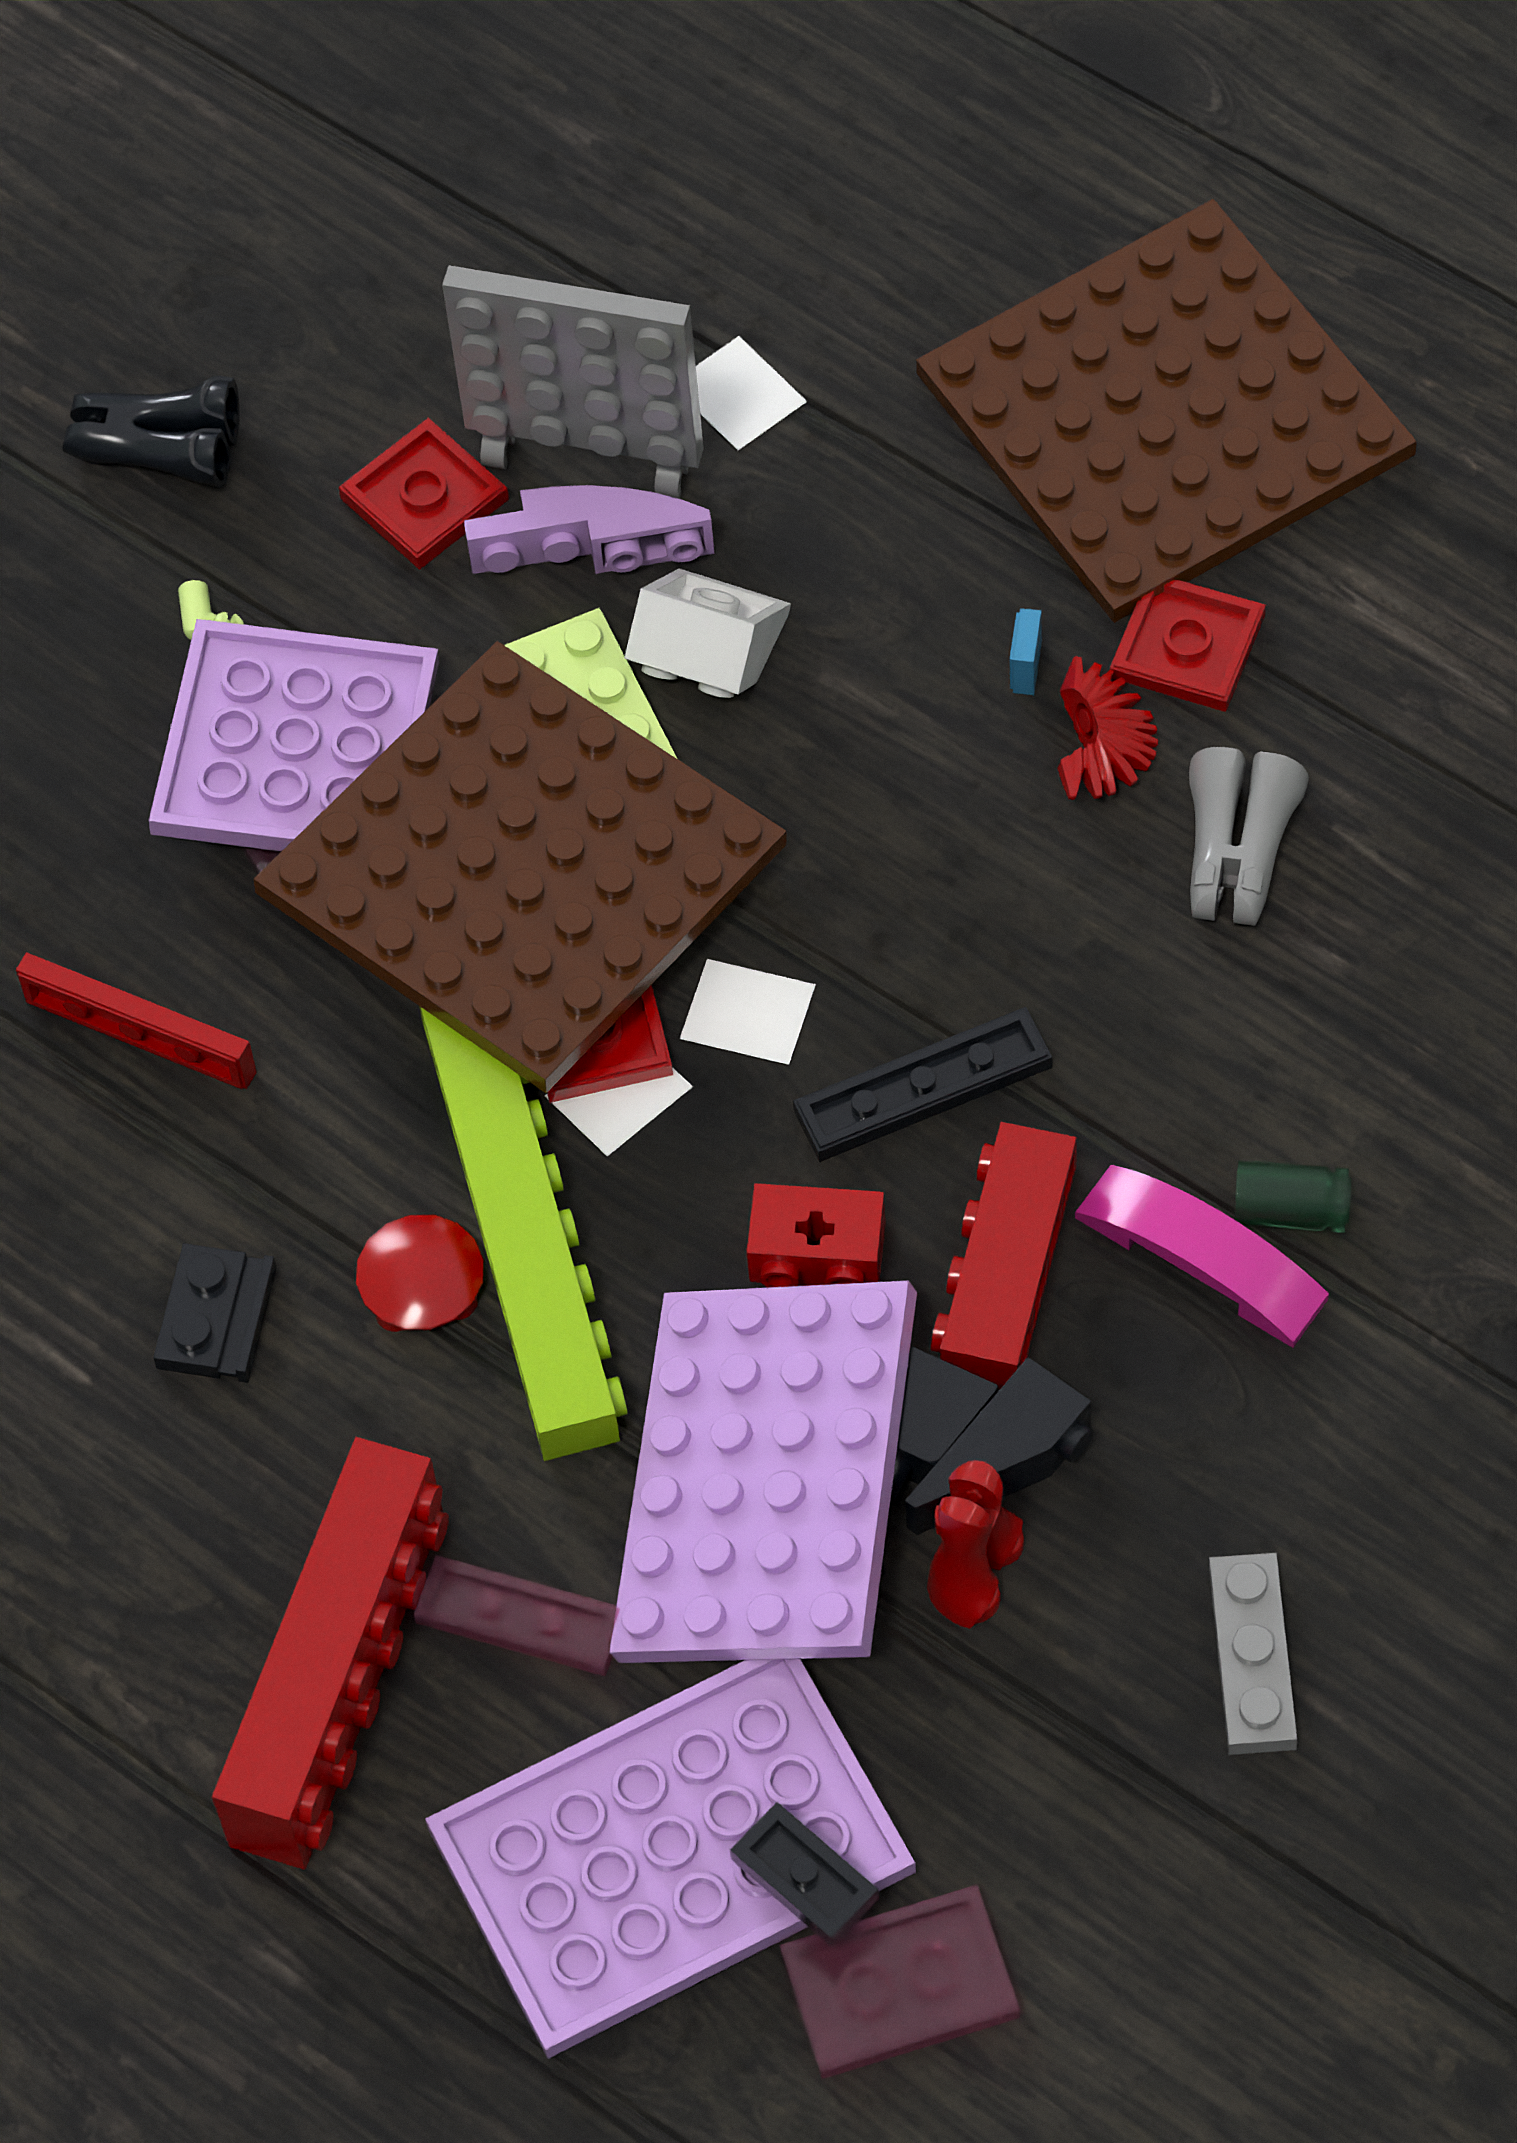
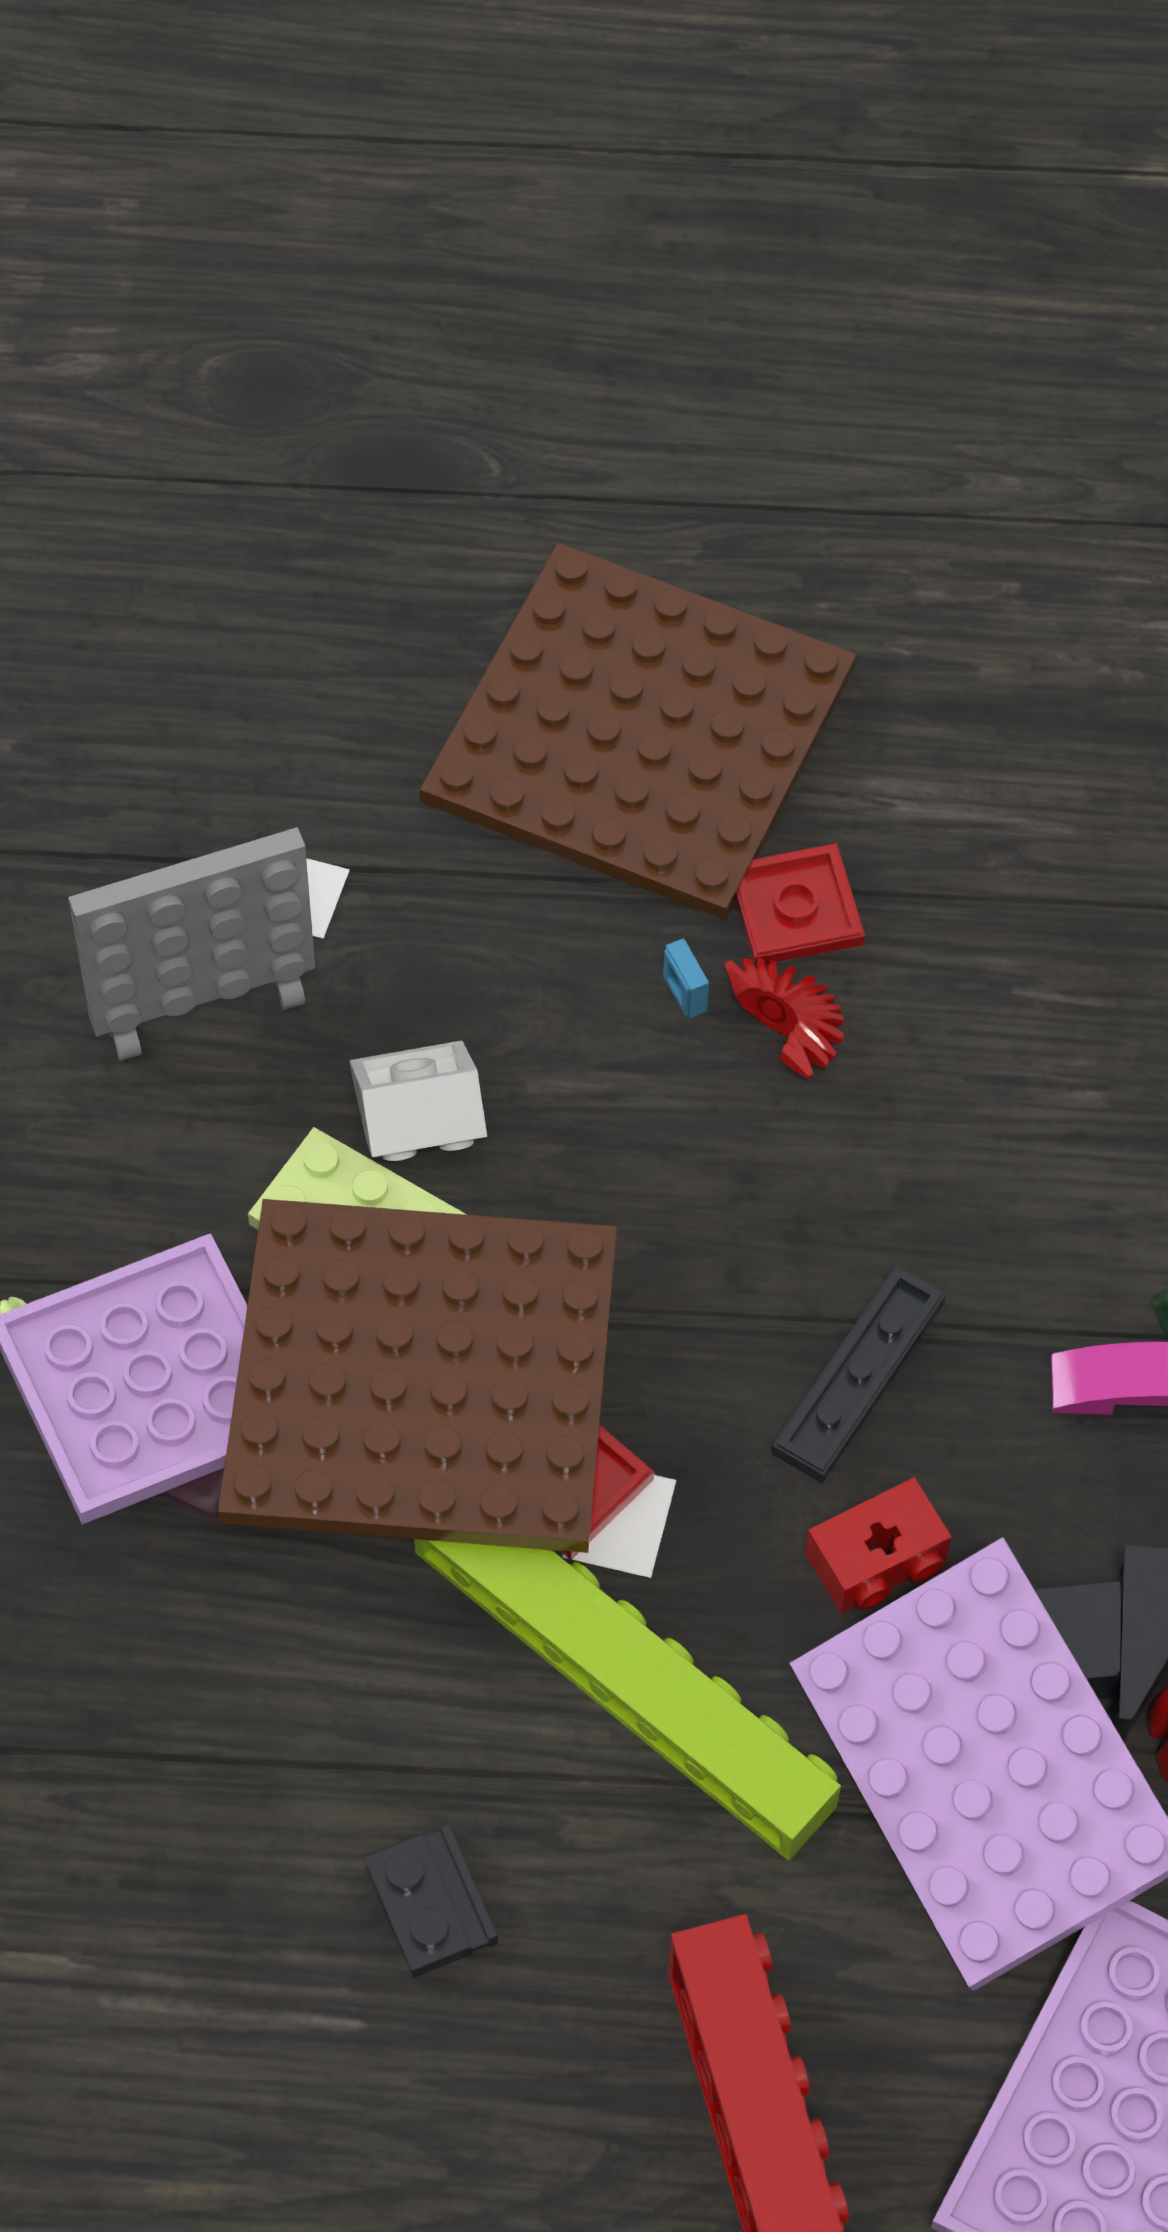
camera: 40 degrees left, 0 degrees up
(136, 1021) = (183, 1691): red tile -> none
(420, 1273) = (577, 1765): red dish -> none
(423, 493) = (90, 1110): red tile -> none
(518, 1615) = (874, 2000): clear pink tile -> none
(612, 523) = (274, 1053): lavender slope -> none
(747, 1011) = (674, 1393): white sticker -> none
(1007, 1253) = (1036, 1472): red brick -> none
(1215, 786) = (914, 1008): light grey piece -> none

